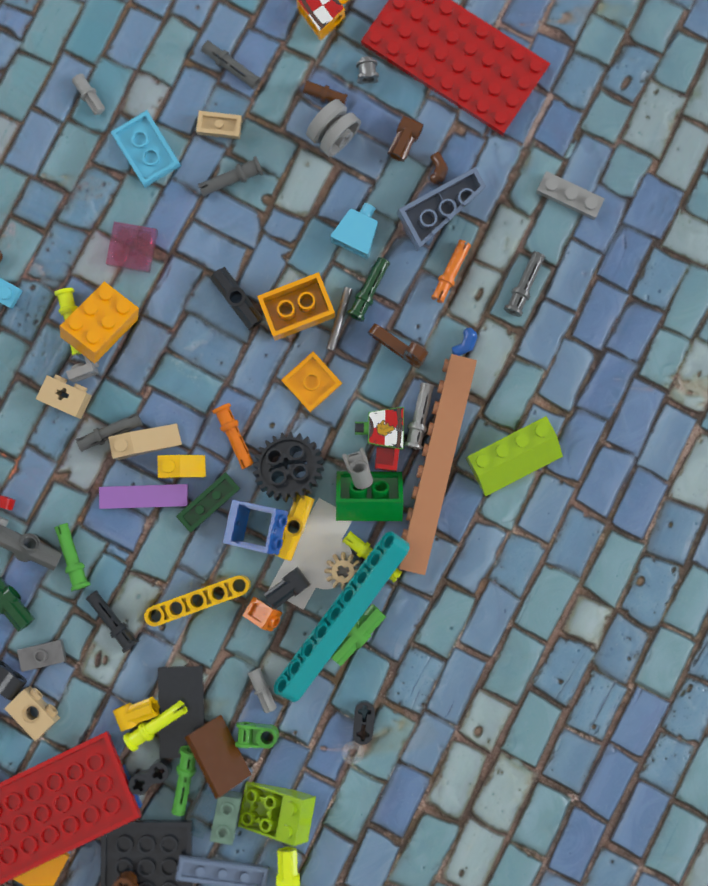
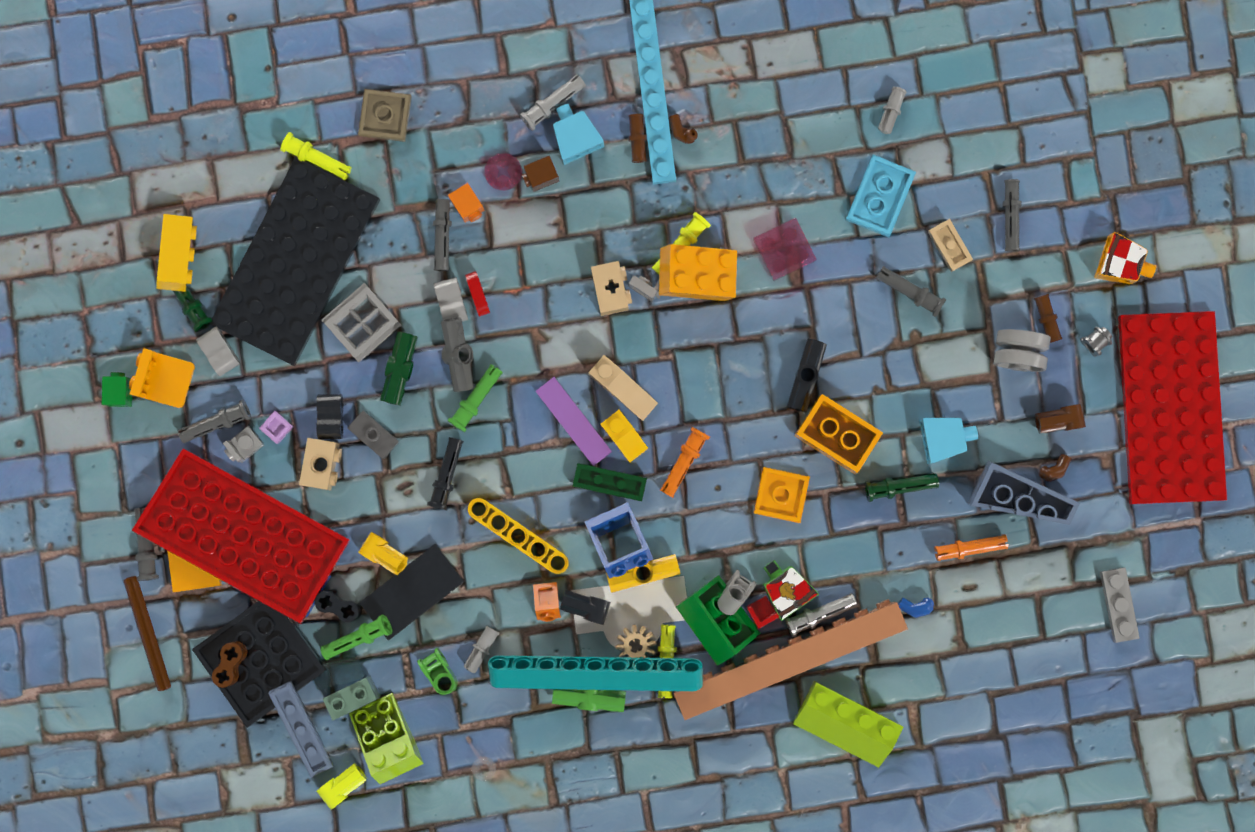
camera: 55 degrees right, 0 degrees up
(101, 435) = (605, 348): dark grey pin -> none
(147, 730) = (375, 574): neon yellow pin -> none
(218, 756) = (398, 652): reddish brown tile -> none
(286, 448) = (678, 544): black gear -> none
(339, 319) = (856, 478): flat silver bar -> none
(369, 722) = (520, 763): black beam -> none
(413, 354) = (870, 568): reddish brown beam -> none
(521, 293) = (998, 624): dark grey pin -> none

